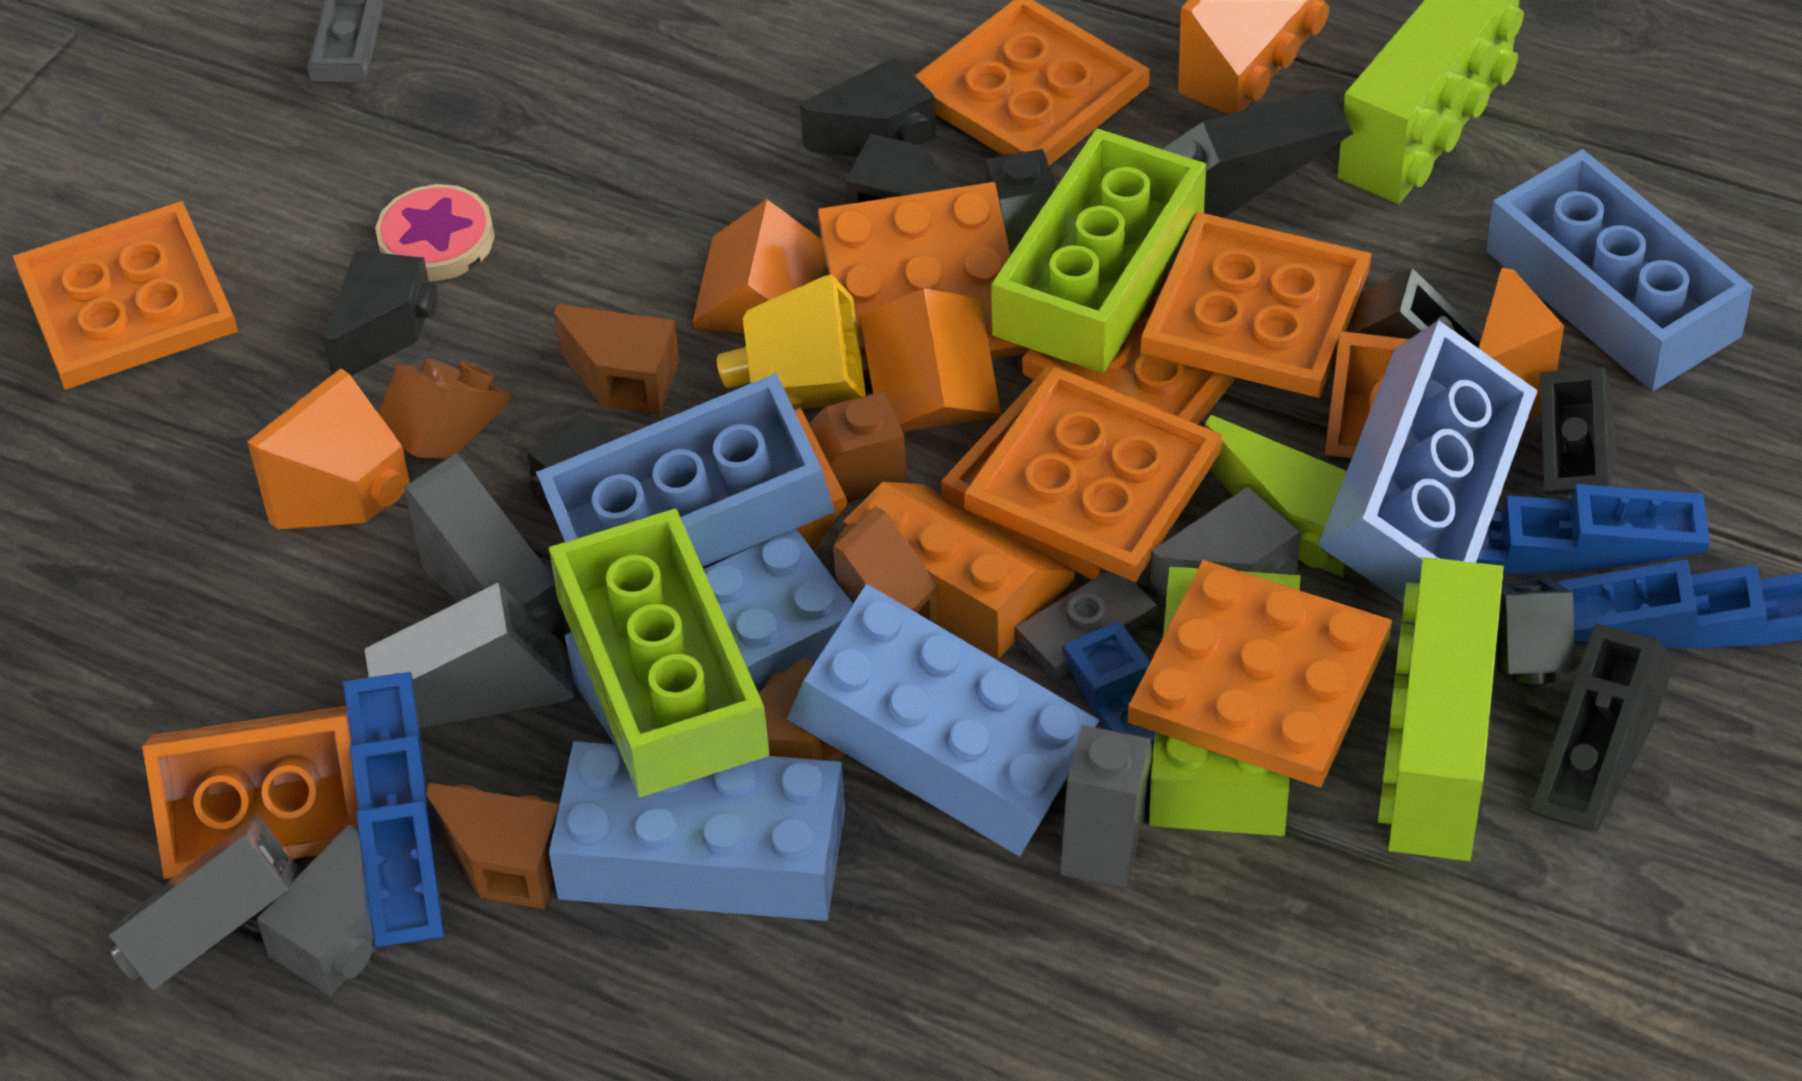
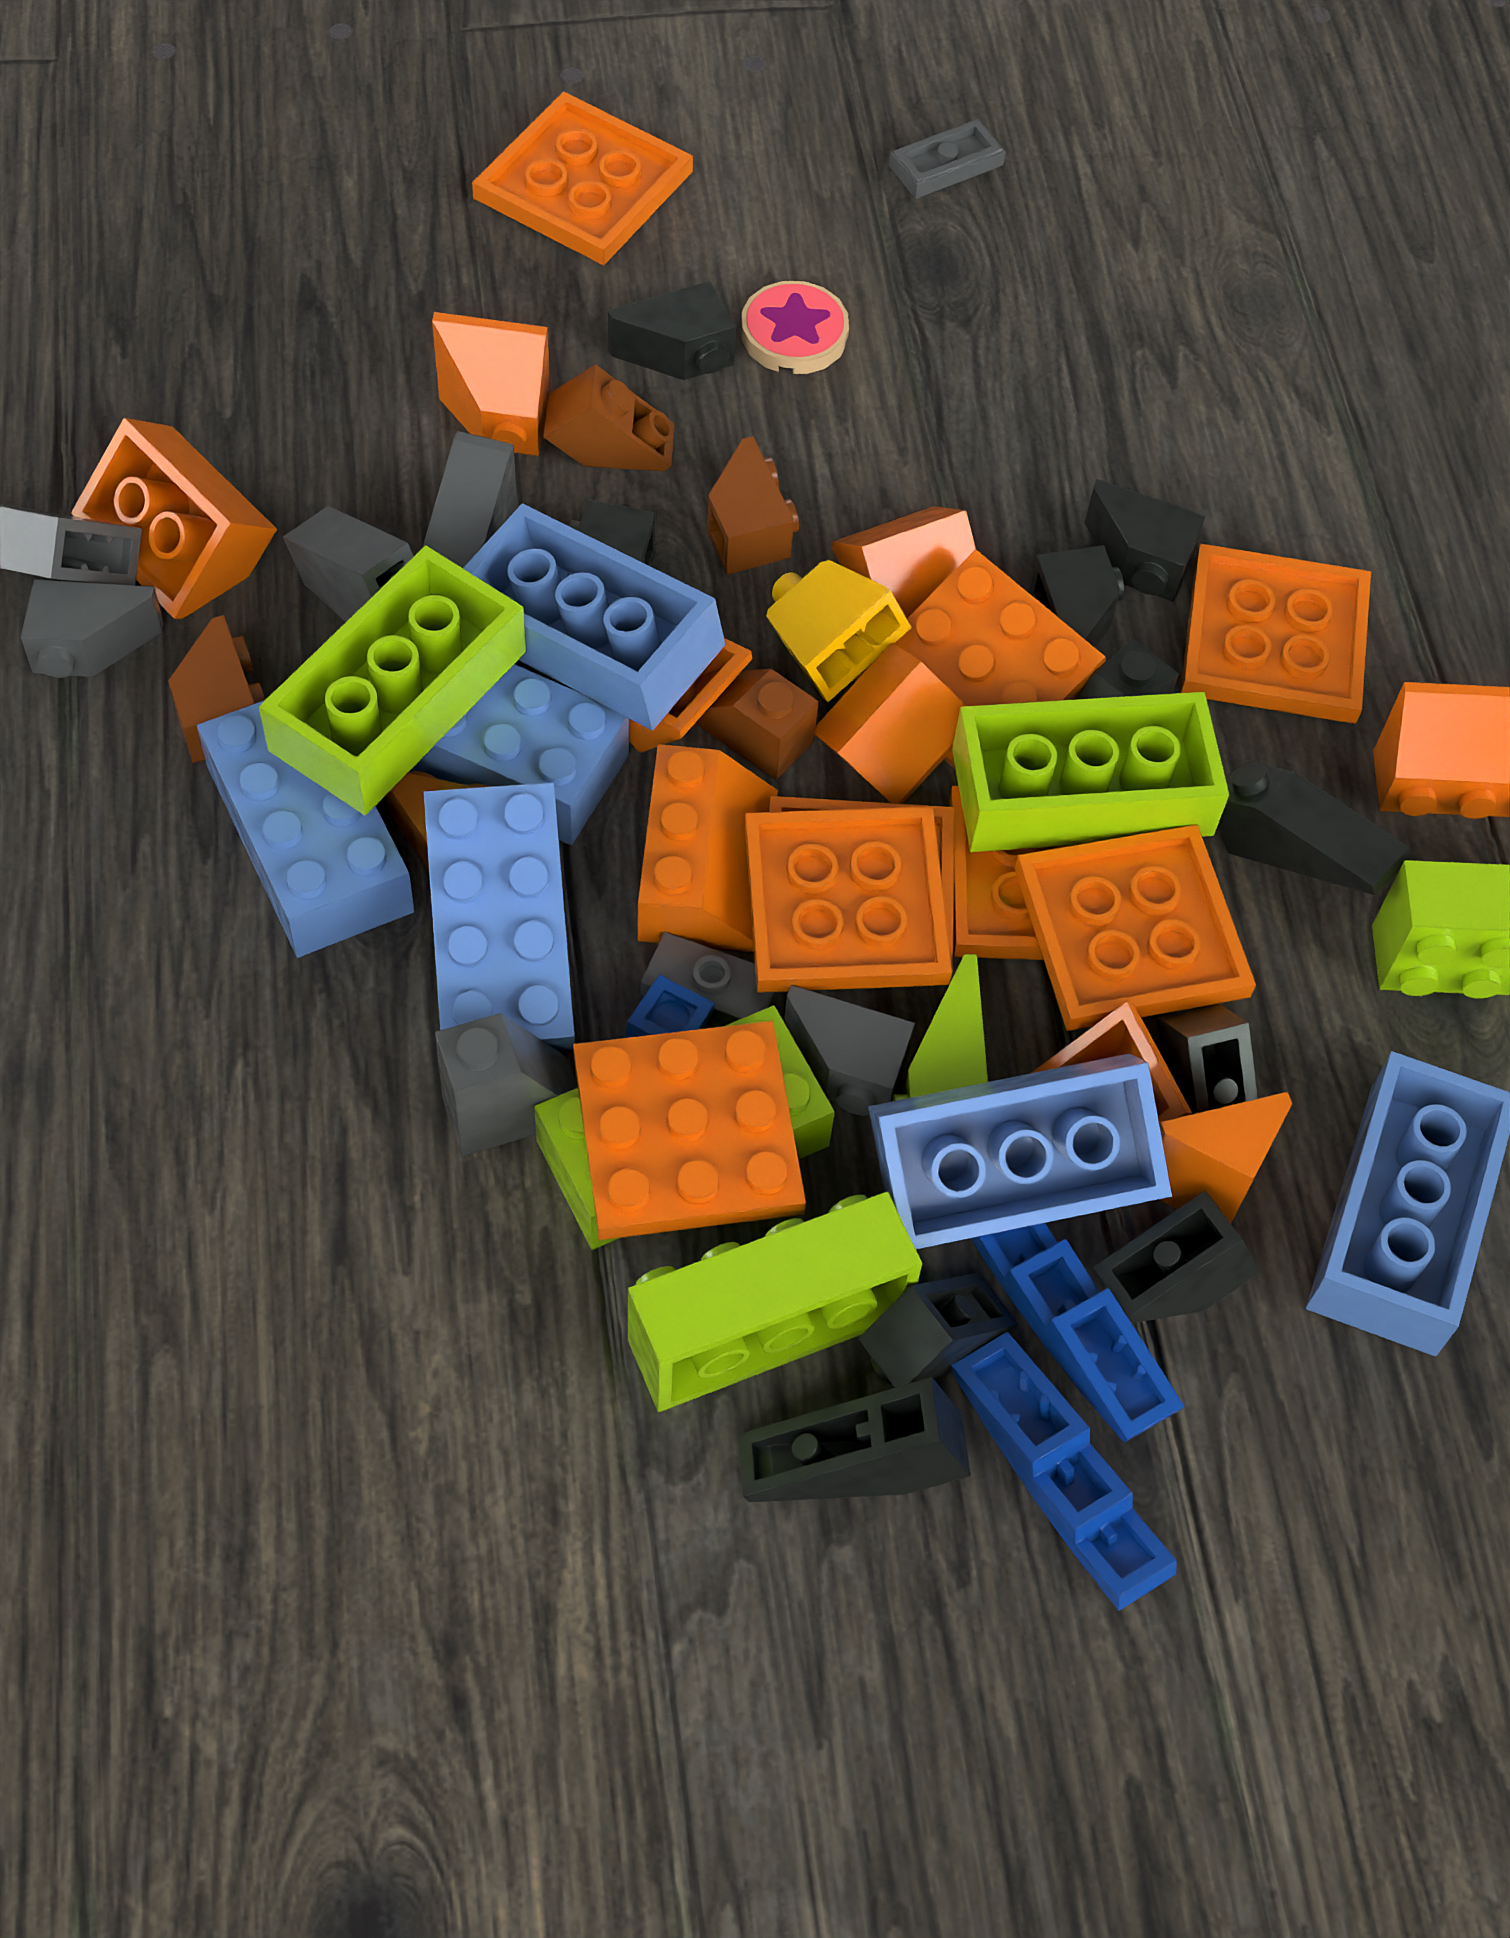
camera: 50 degrees right, 10 degrees up
(393, 810) = (172, 619): blue slope -> none
(881, 557) = (617, 808): dark orange slope -> none

